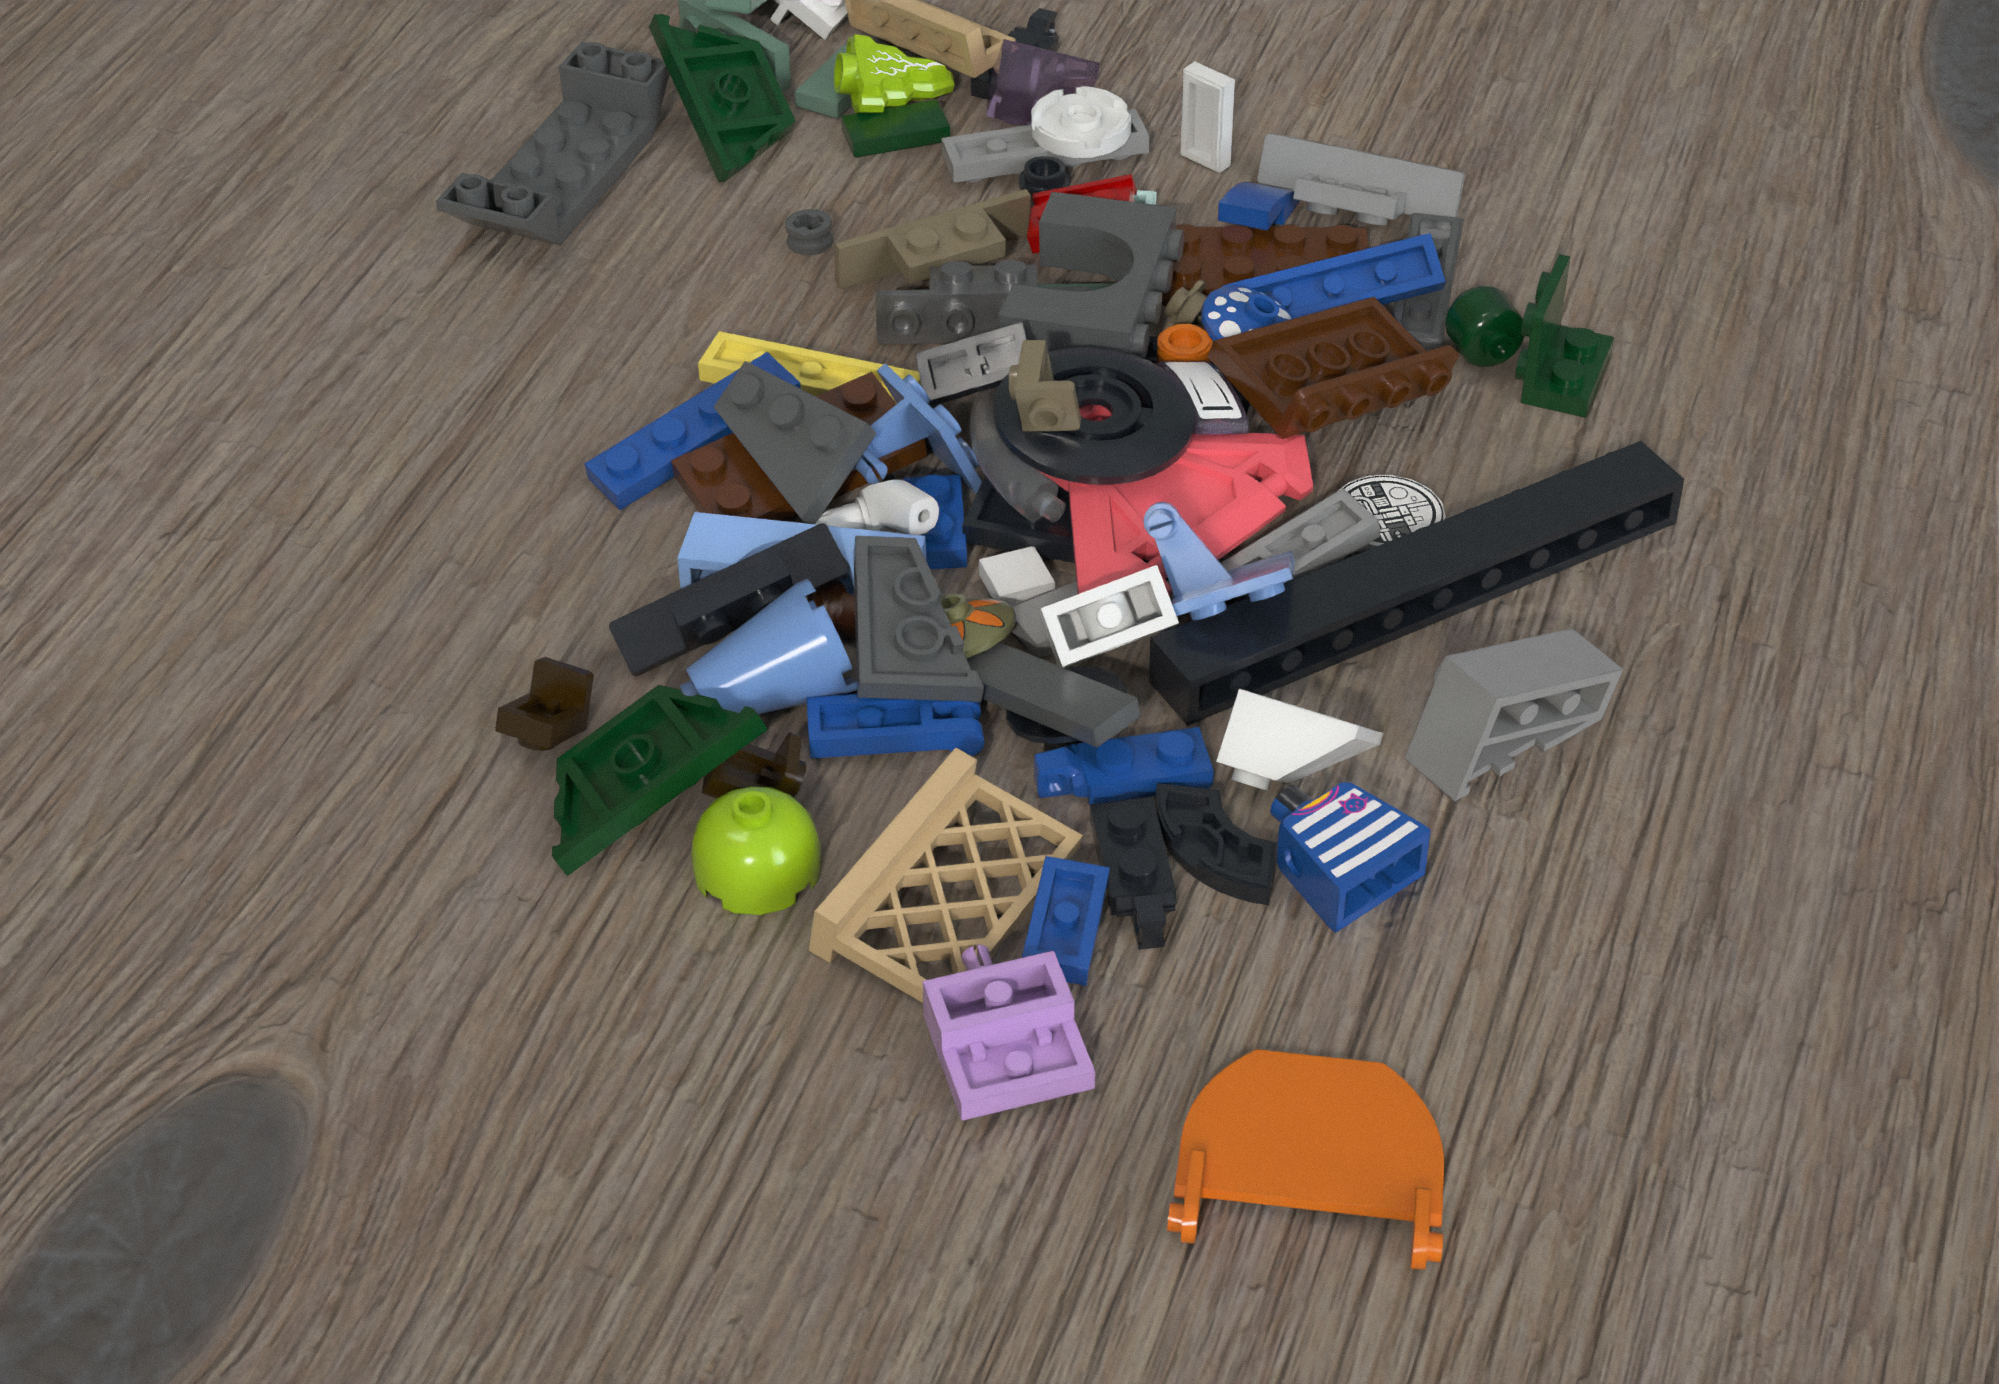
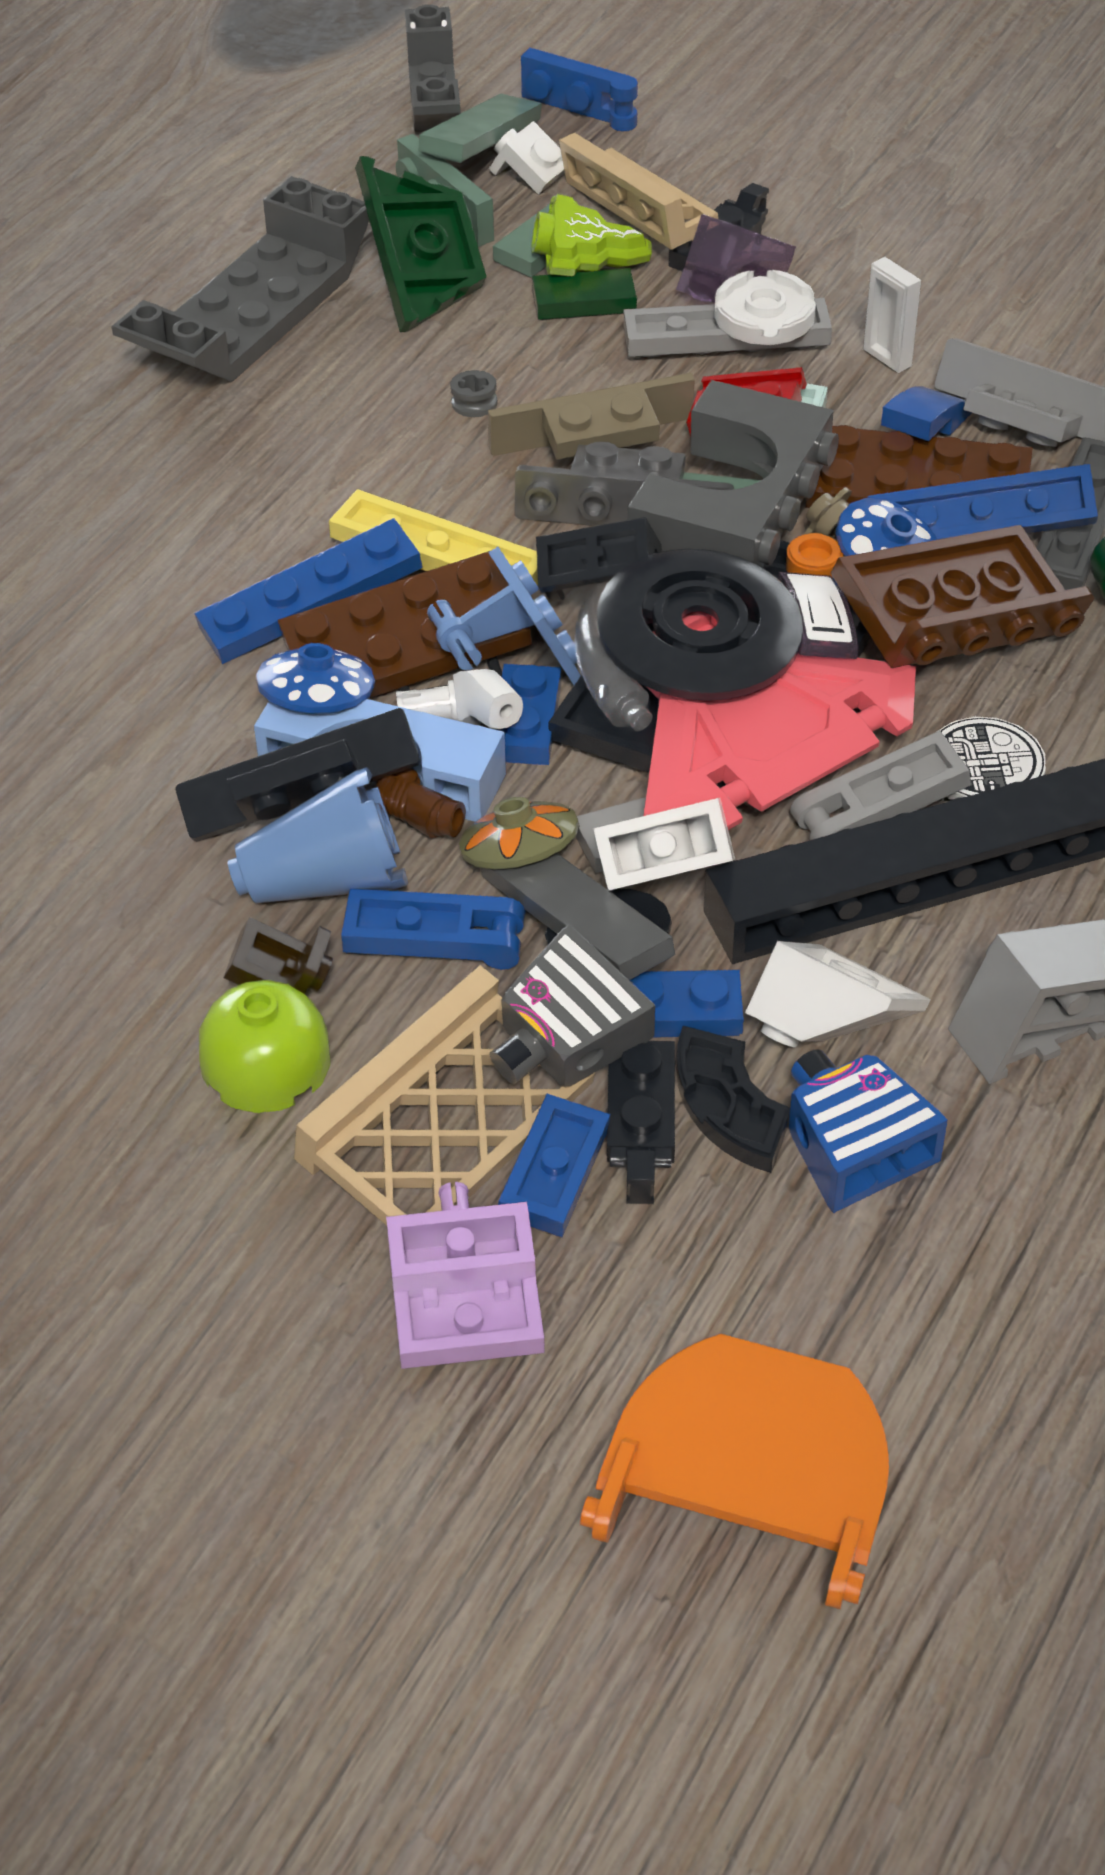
camera: 10 degrees right, 5 degrees up
(552, 709) = (99, 871): dark brown bracket -> none
(641, 765) = (166, 942): dark green wing -> none
(727, 508) = (315, 679): none -> blue dish
(794, 437) = (394, 613): dark grey wing -> none
(902, 629) = (457, 829): dark grey wing -> none
(1016, 576) = (593, 782): white tile -> none
(1040, 399) = (638, 598): dark tan bracket -> none
(1043, 174) = (718, 358): black plate -> none
(1054, 780) = (570, 1014): none -> dark grey torso
(1198, 577) = (767, 811): medium blue plate -> none

